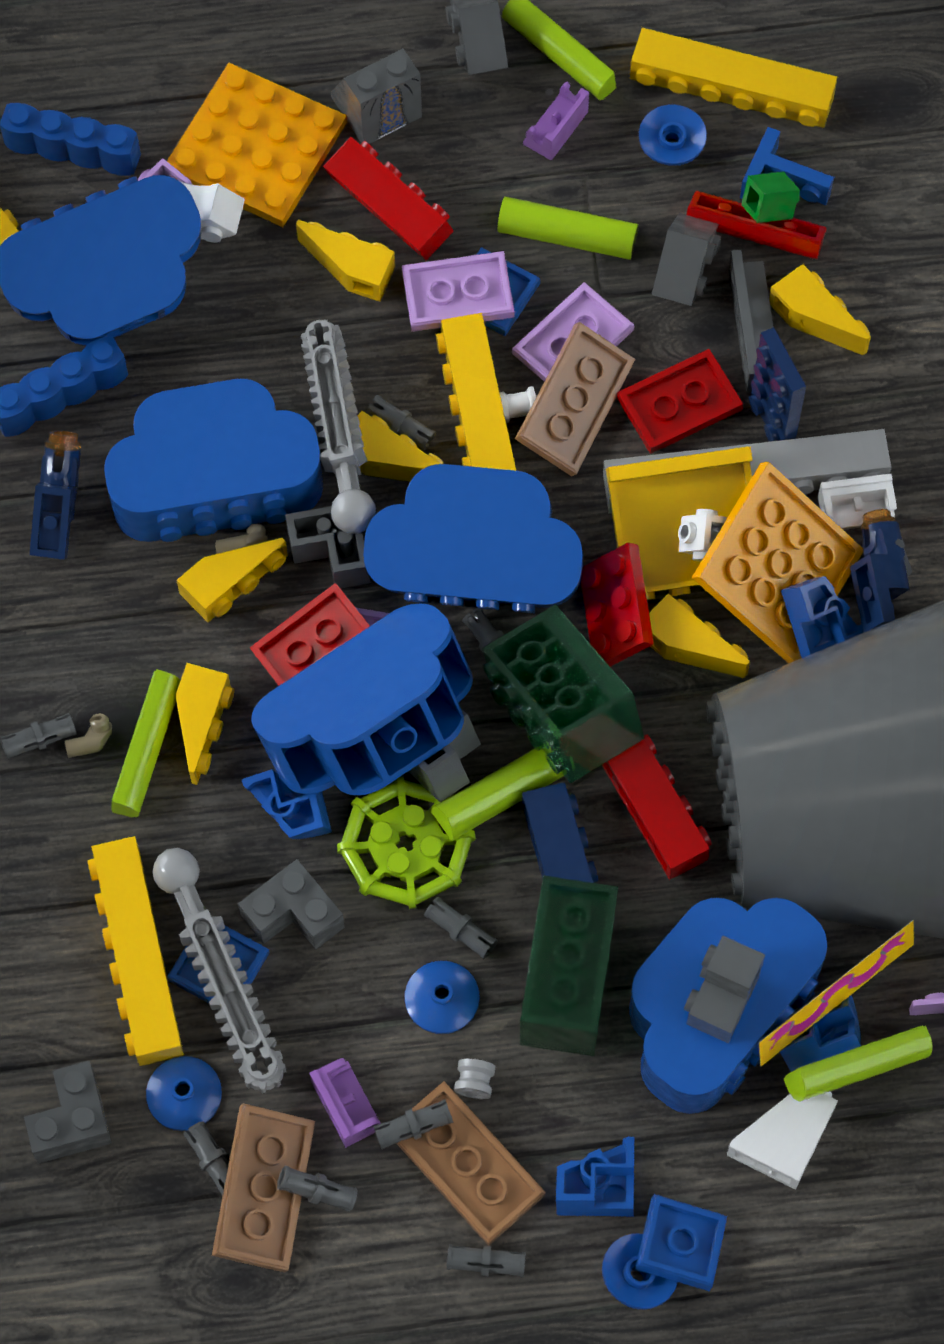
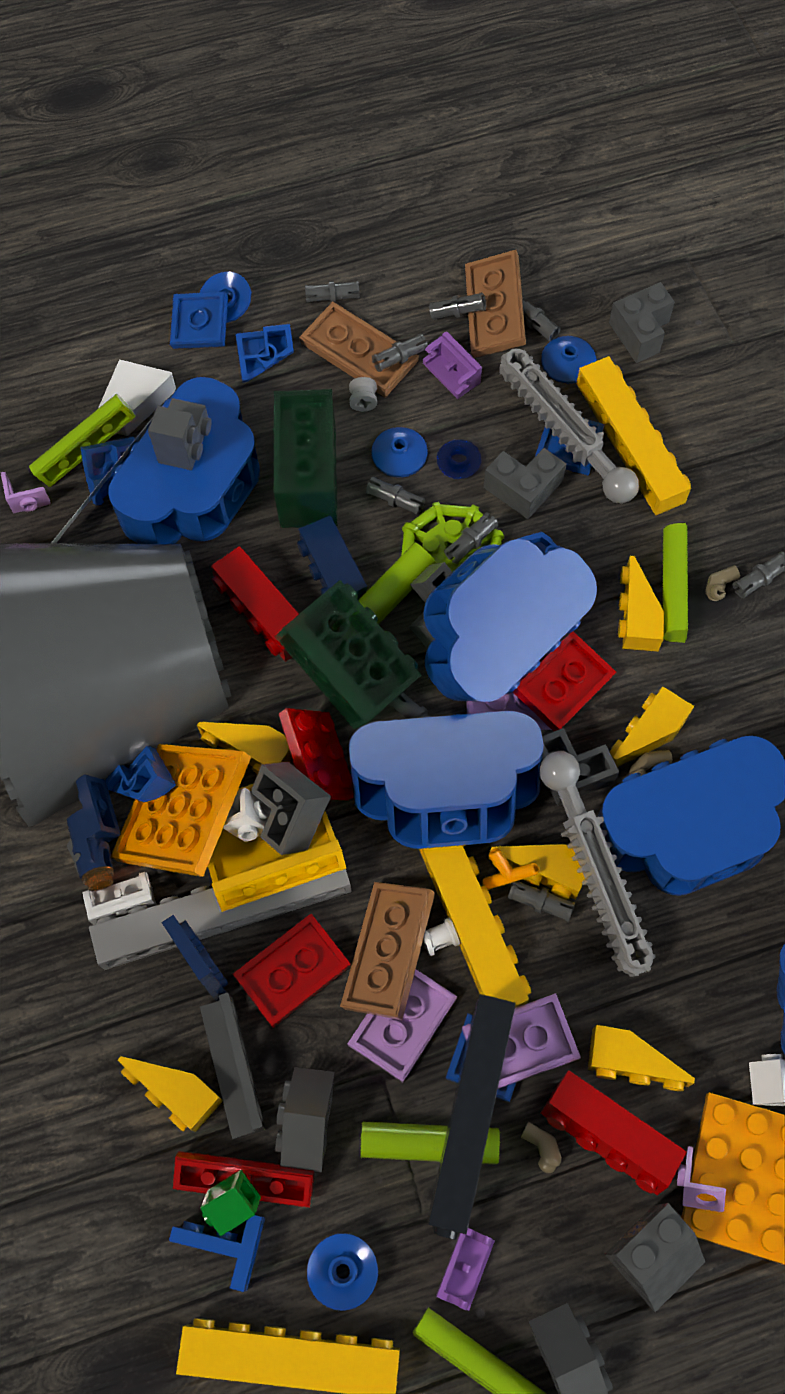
camera: 170 degrees right, 0 degrees up
(331, 147) = (691, 1189): none -> lavender bracket
(373, 983) = (455, 469): none -> clear blue piece
(380, 834) = (471, 538): none -> dark grey pin
(437, 449) = (507, 873): none -> light orange piece
(454, 205) = (547, 1147): none -> dark tan arm
(527, 194) = (470, 1117): none -> black panel
(653, 528) = (295, 806): none -> dark grey brick

